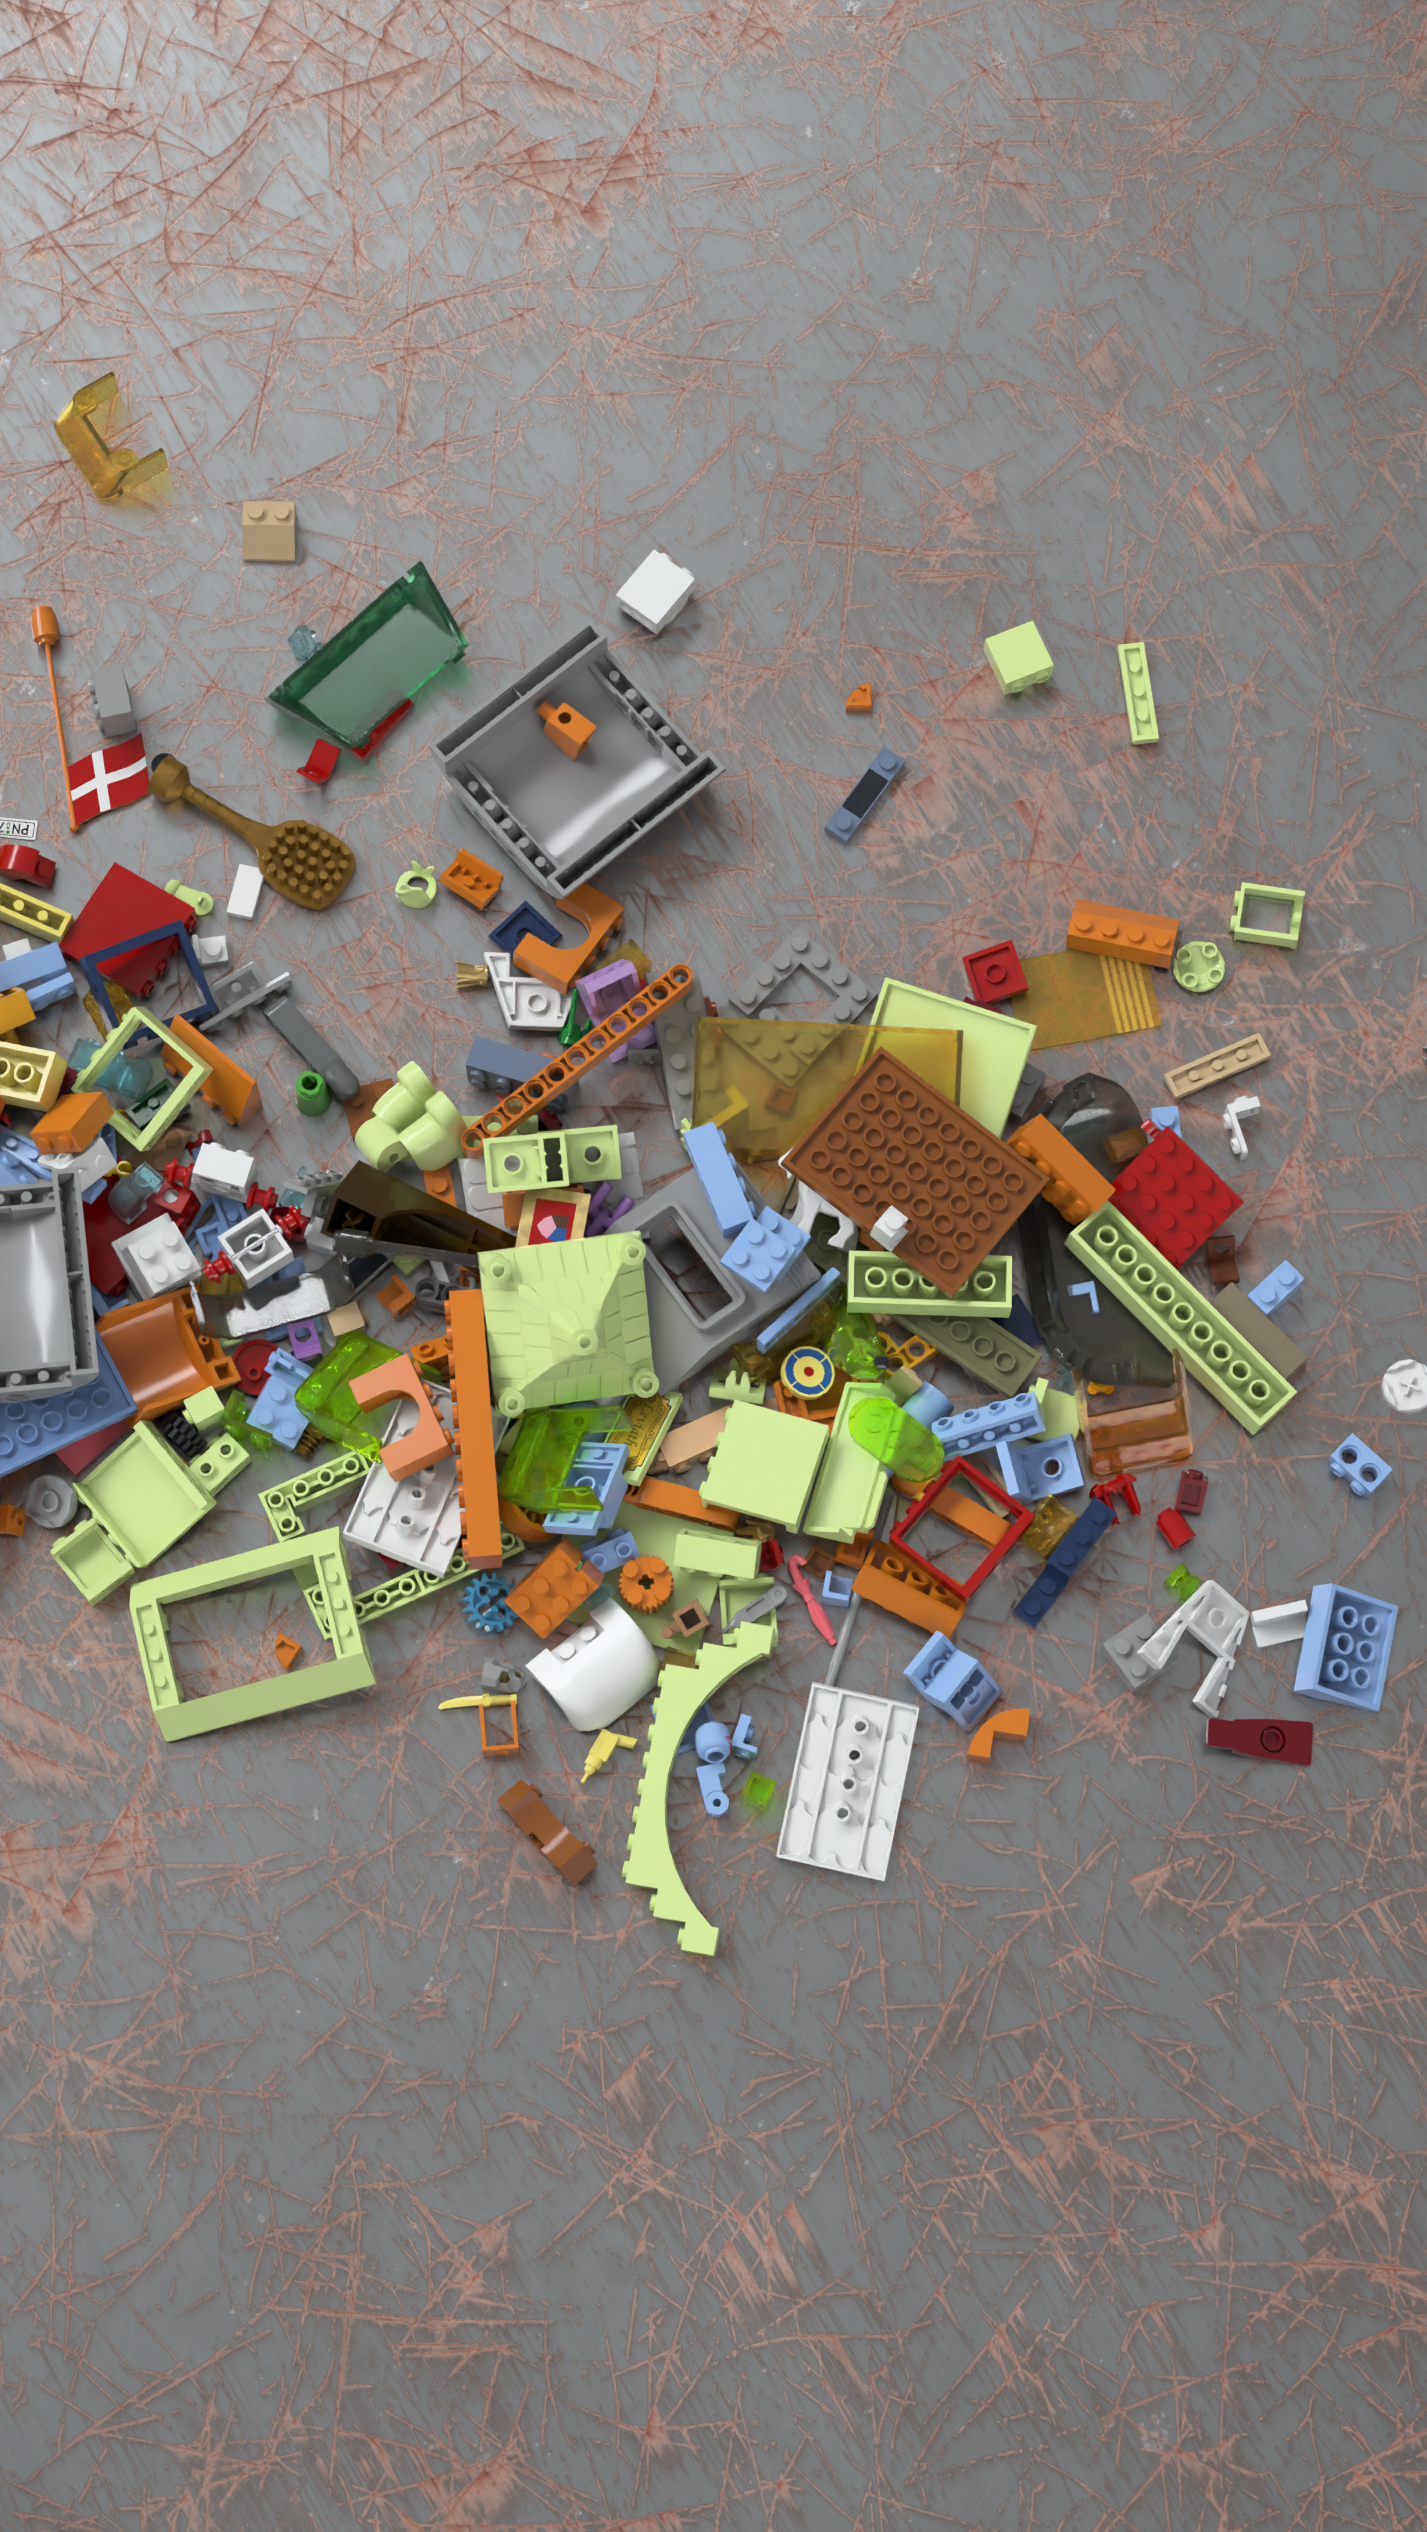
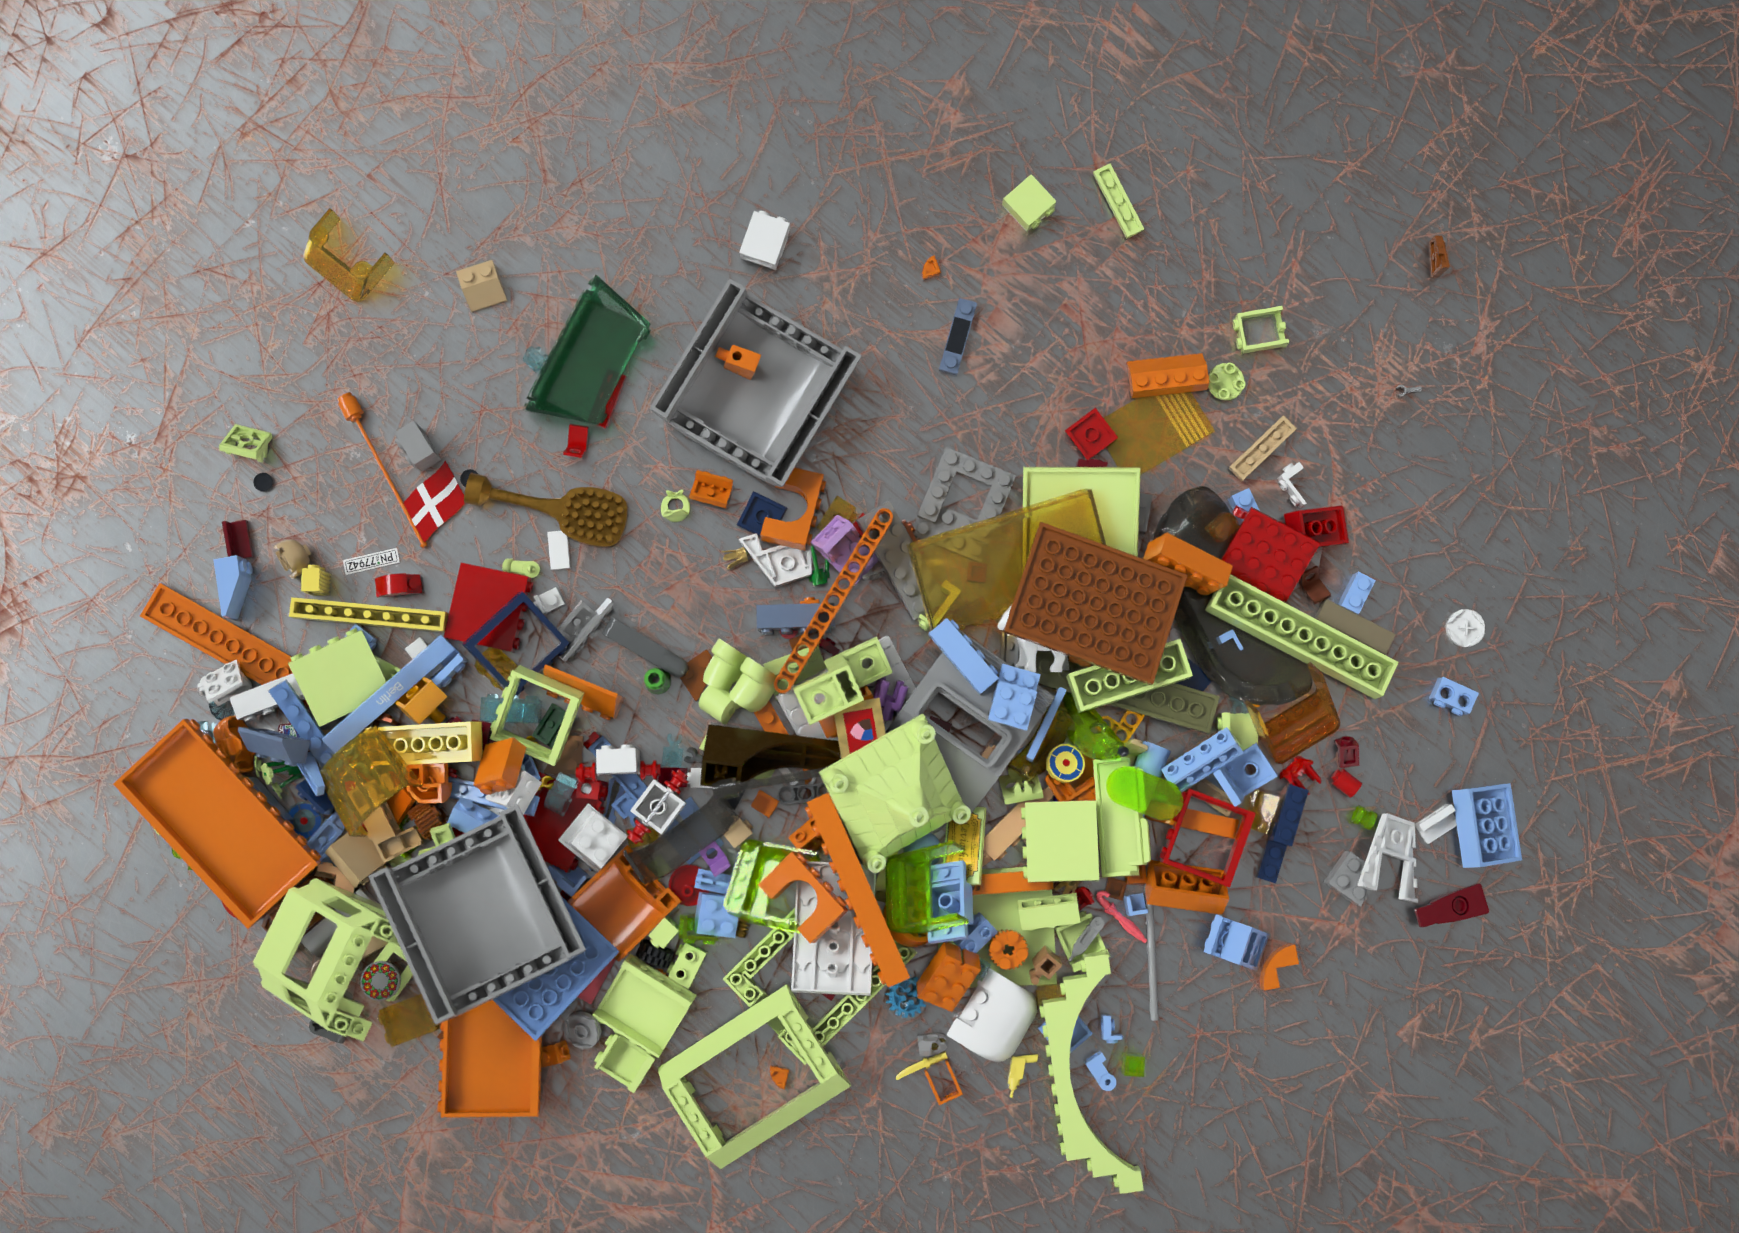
camera: 20 degrees left, 10 degrees up
(318, 1190) = (686, 751): light grey bracket -> none
(549, 1835) = (1001, 1142): dark orange brick -> none
(713, 1742) = (1091, 1042): light blue head -> none
(841, 1805) = (1188, 1035): white piece -> none
(890, 1228) = (1096, 654): white brick -> none
(1265, 1189) = (1321, 524): none -> red slope

